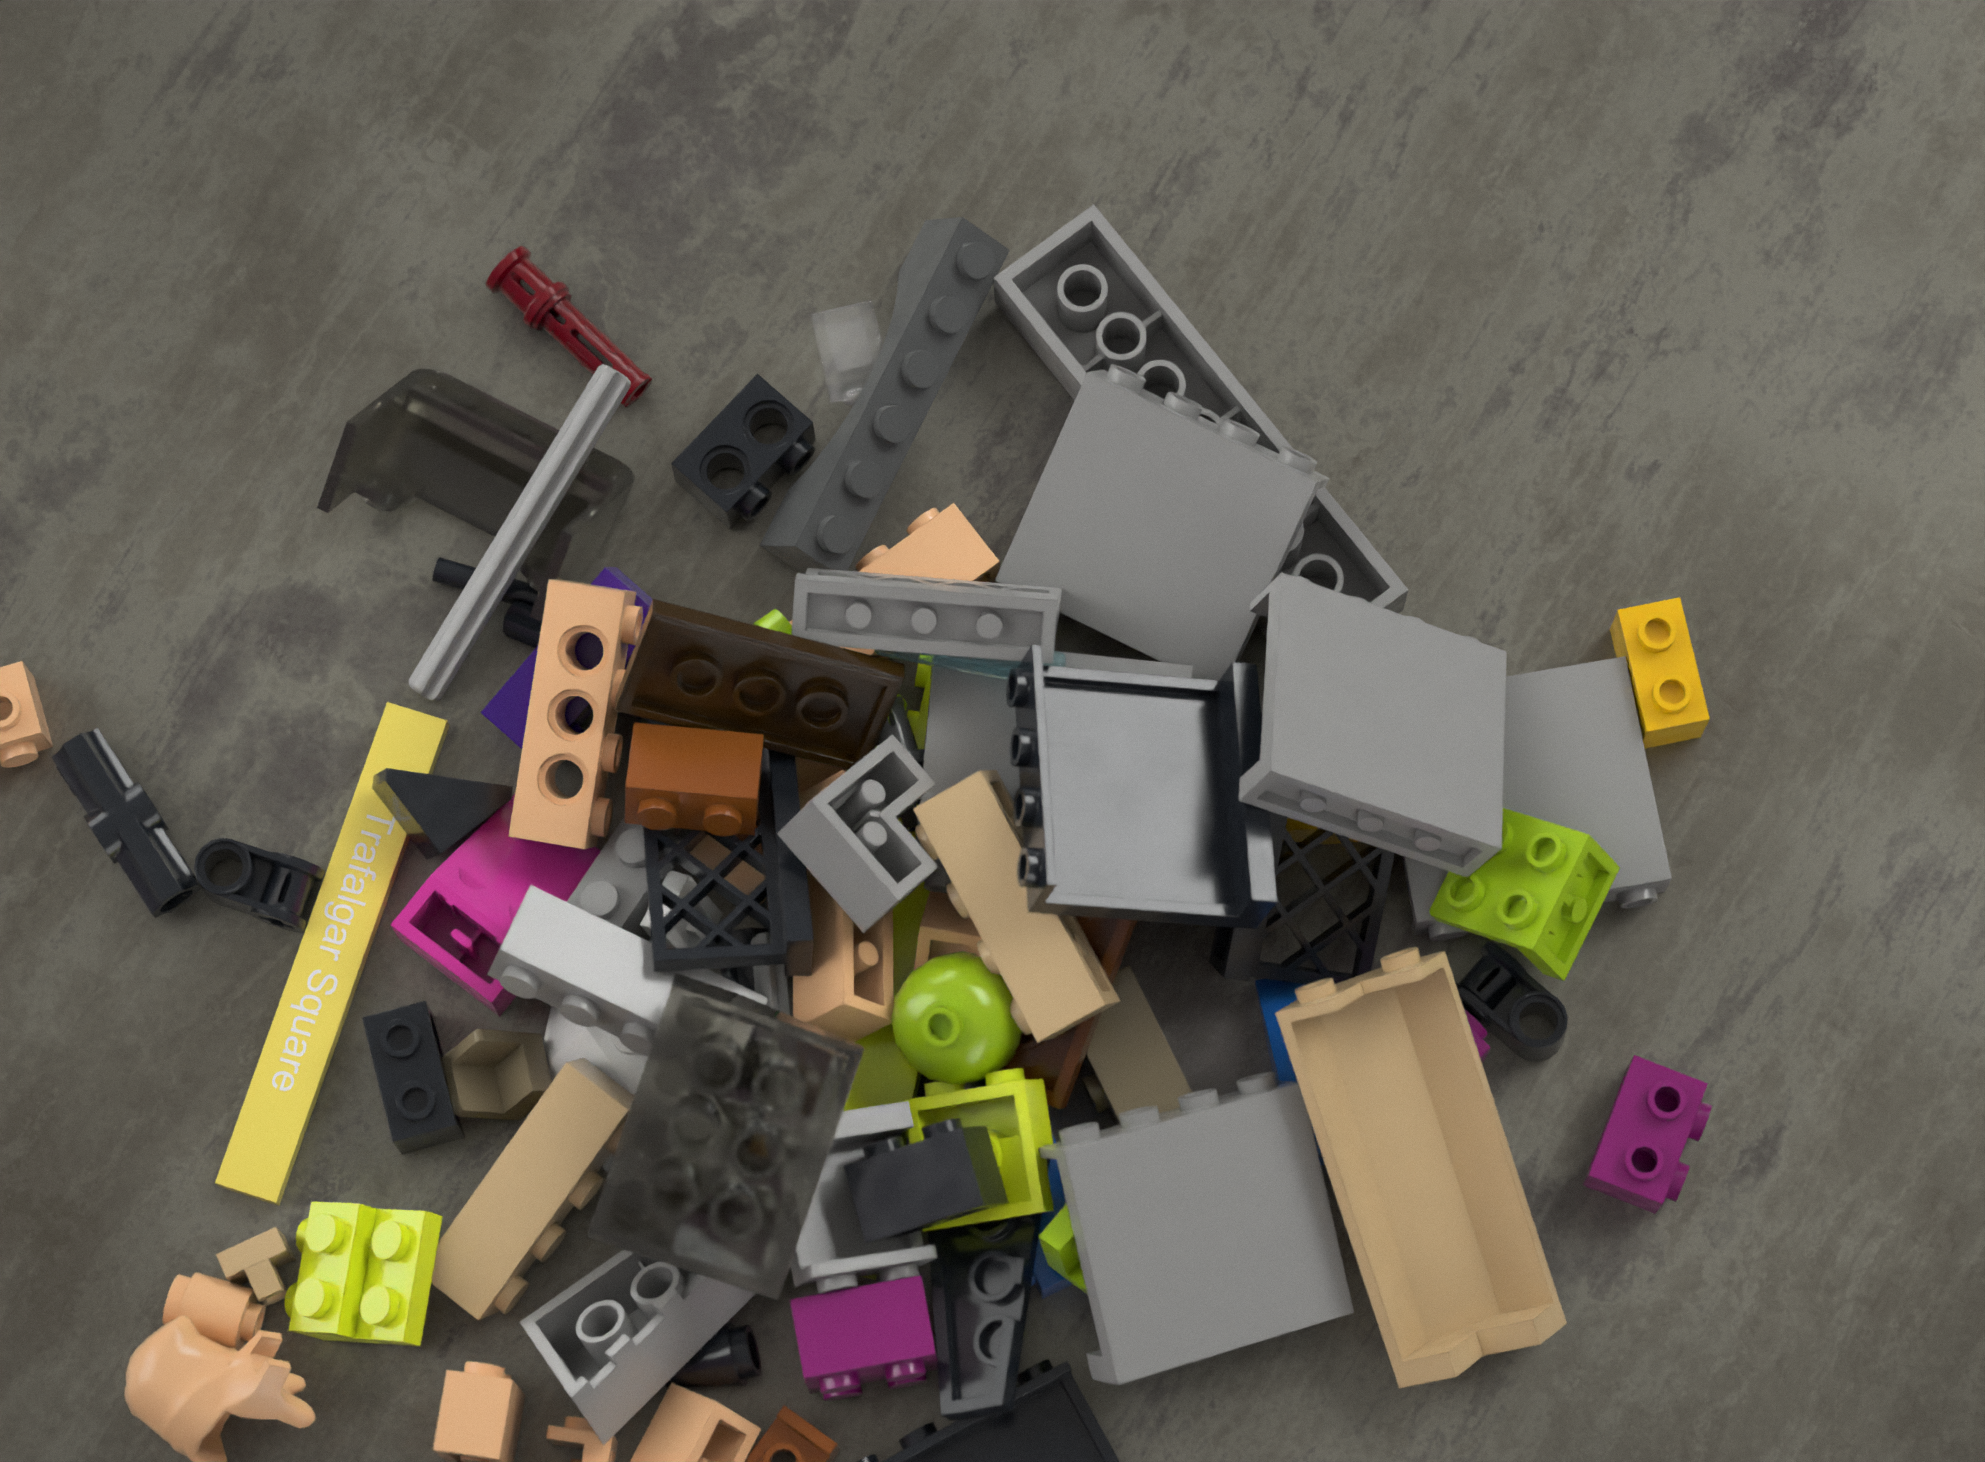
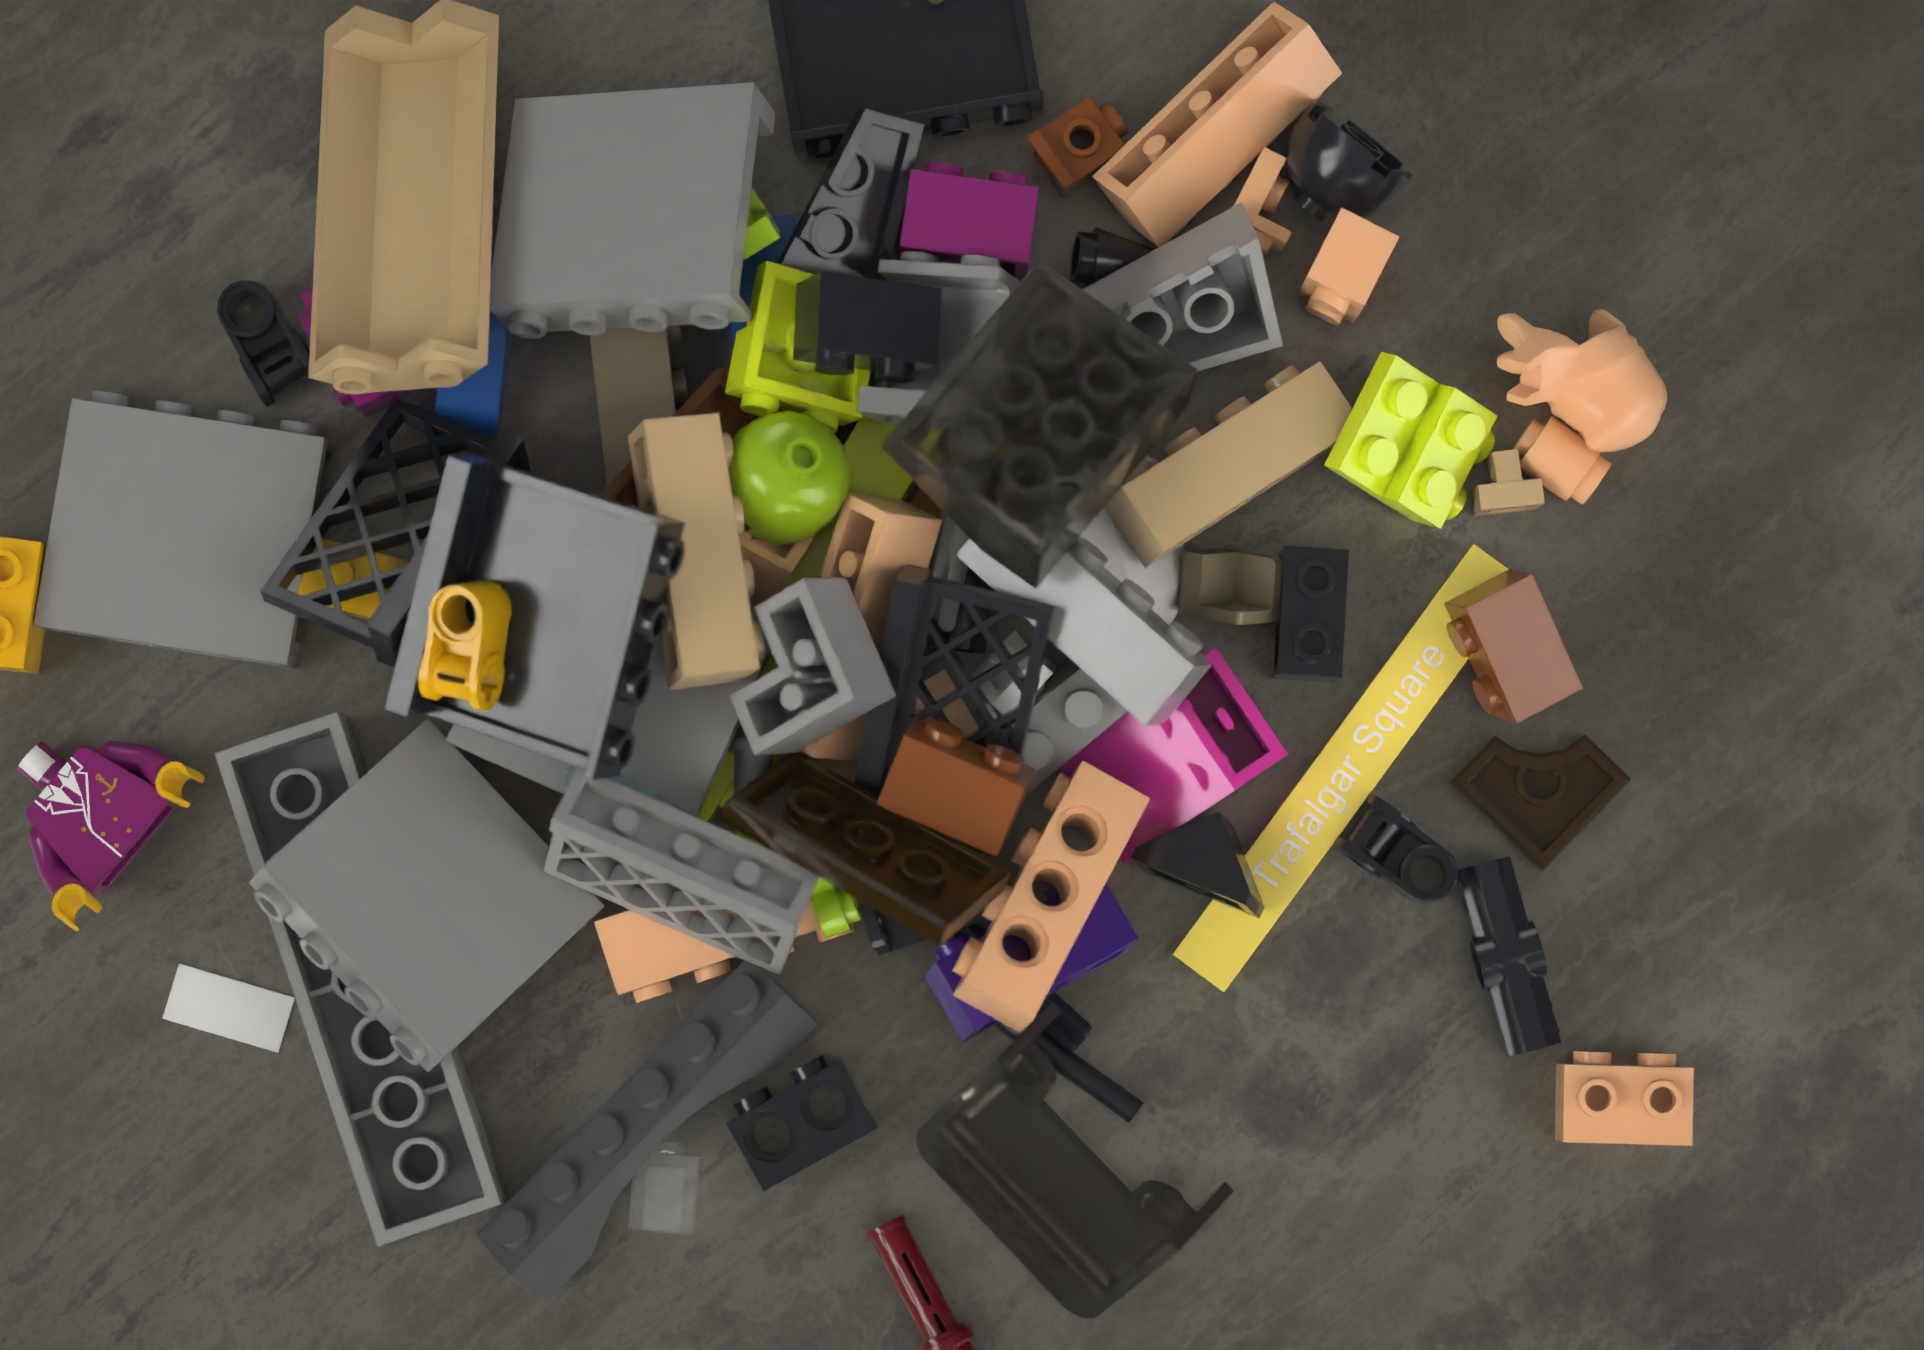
camera: 165 degrees left, 10 degrees up
(139, 986) = (1537, 797): none -> dark brown tile
(207, 1109) = (1511, 646): none -> brick
(519, 532) = (1043, 1109): light grey axle -> none
(1195, 736) = (465, 651): none -> yellow piece
(1317, 388) = (228, 1008): none -> white sticker
(1380, 727) = (287, 612): light grey panel -> none
(1500, 508) = (96, 815): none -> magenta torso
(1532, 892) = (213, 430): lime bracket -> none
(1647, 1135) = (186, 176): magenta brick -> none

